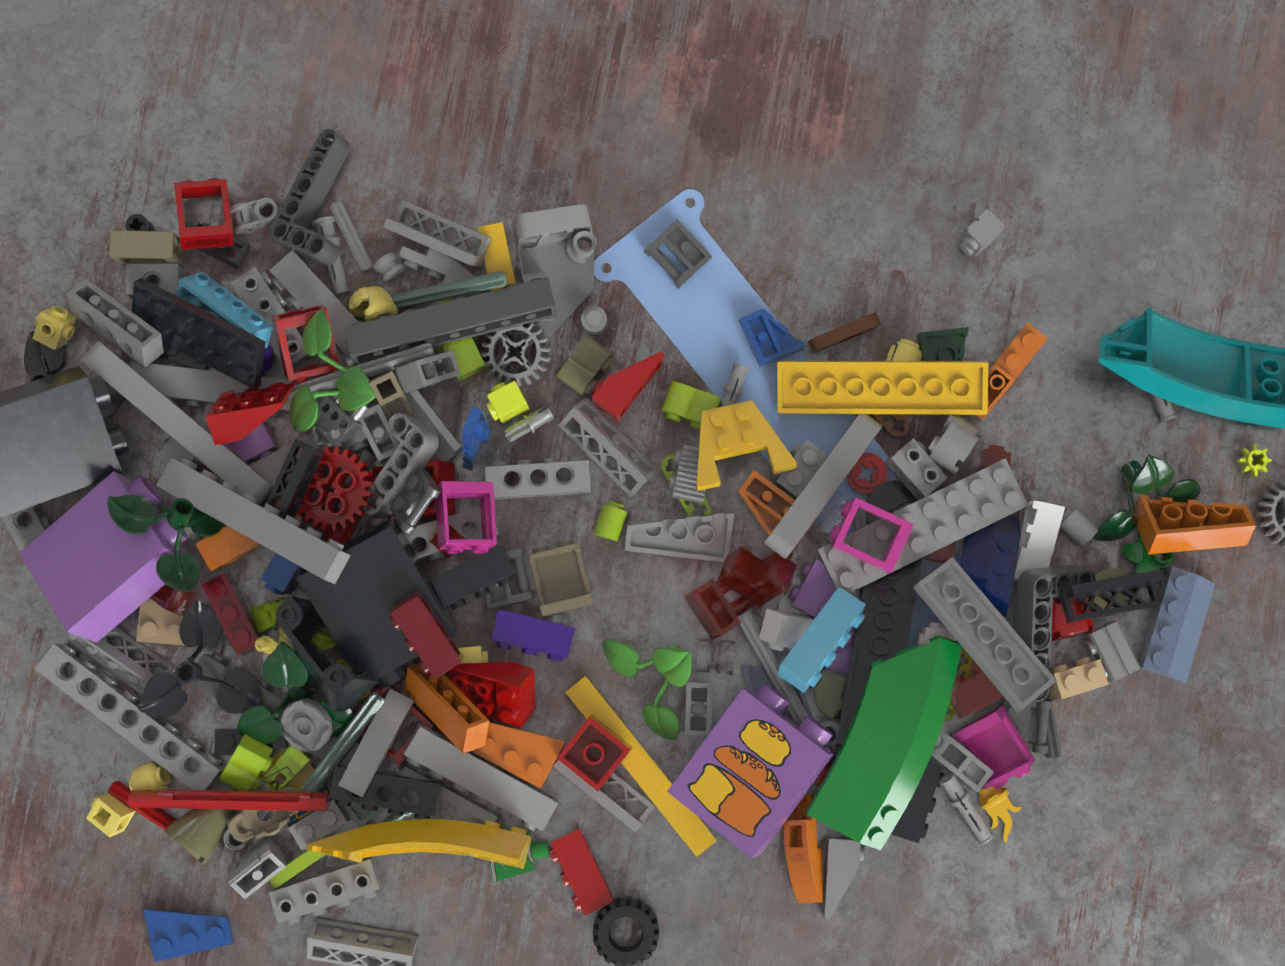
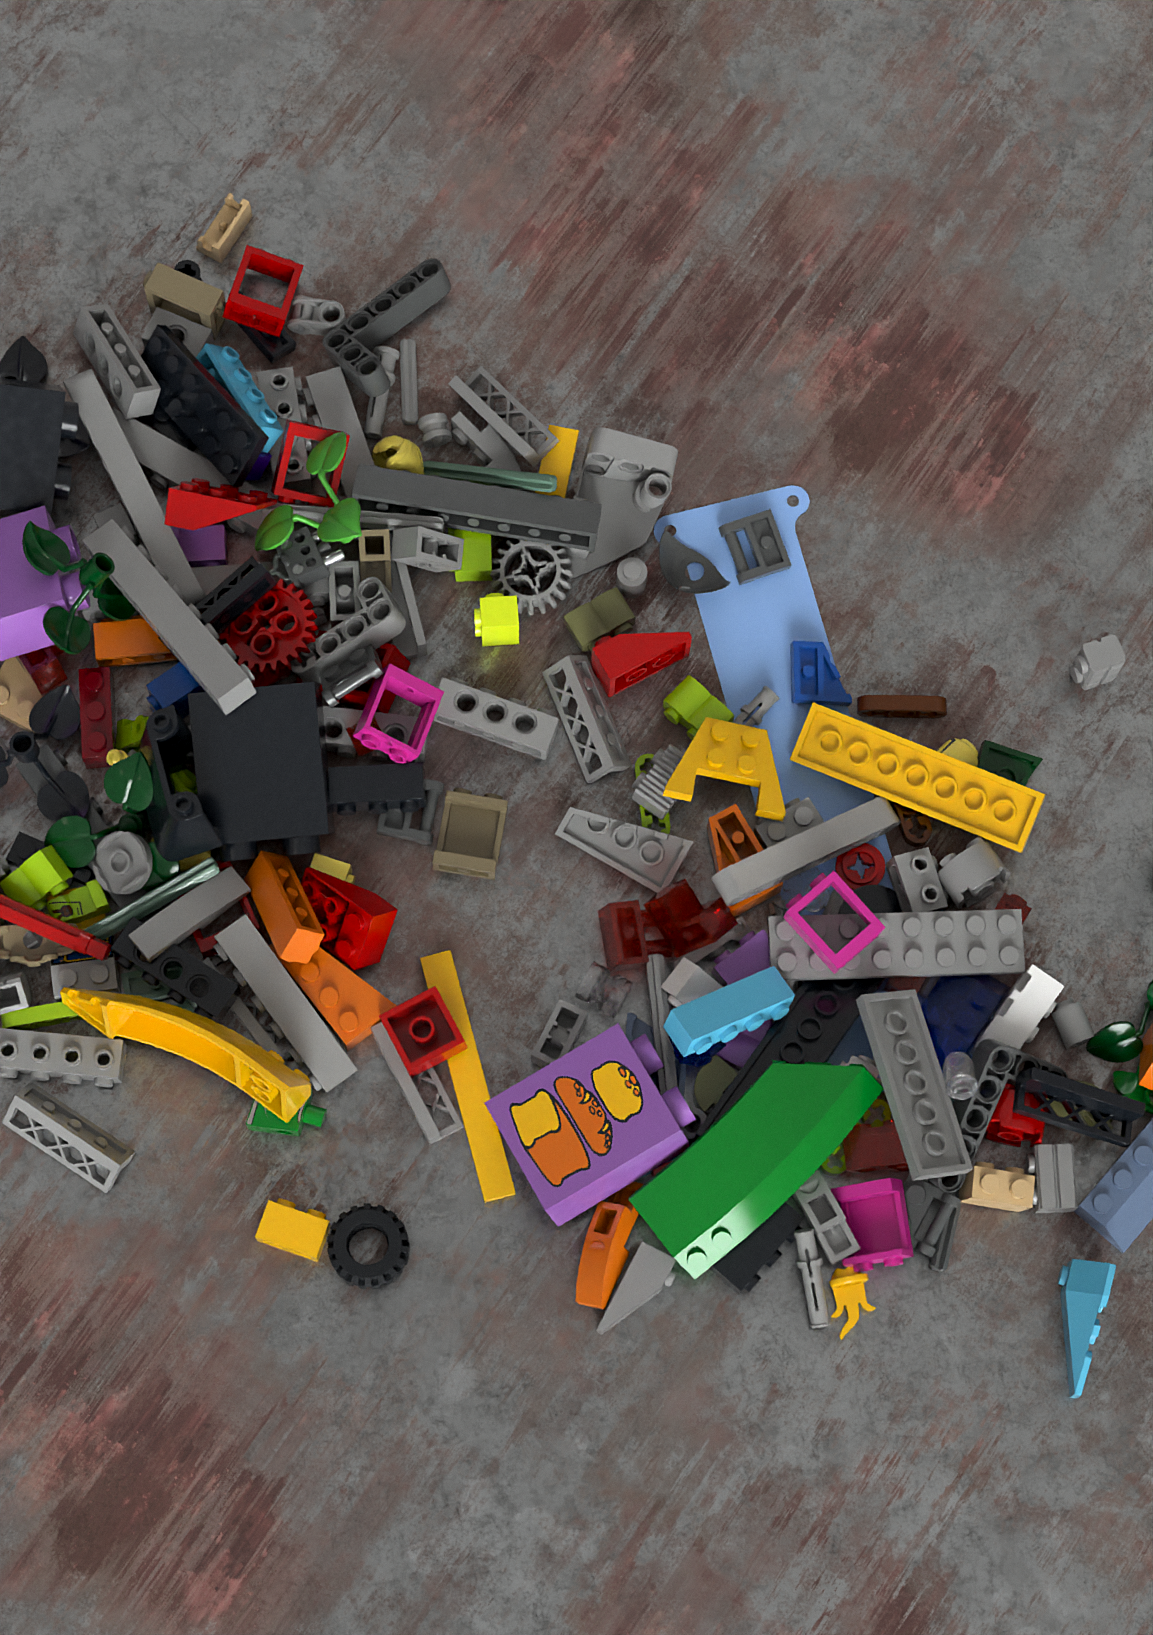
camera: 20 degrees right, 10 degrees down
(54, 327) = (49, 340): light yellow brick -> none
(150, 173) = (225, 229): none -> tan hinge
(425, 635) = (297, 815): dark red brick -> none
(474, 433) = (448, 636): blue wing -> none
(528, 423) = (510, 656): light grey axle -> none
(532, 635) = (413, 880): dark purple brick -> none
(563, 943) = (293, 1229): none -> yellow brick
(581, 871) = (348, 1158): red brick -> none
(610, 521) = (553, 796): lime brick -> none
(620, 289) = (674, 560): none -> dark grey piece
(670, 662) = (552, 970): bright green plant -> none
(1012, 362) = (1070, 819): orange slope -> none
(1016, 613) = (959, 1076): none -> clear brick
(1173, 732) = (1083, 1296): none -> medium azure wedge

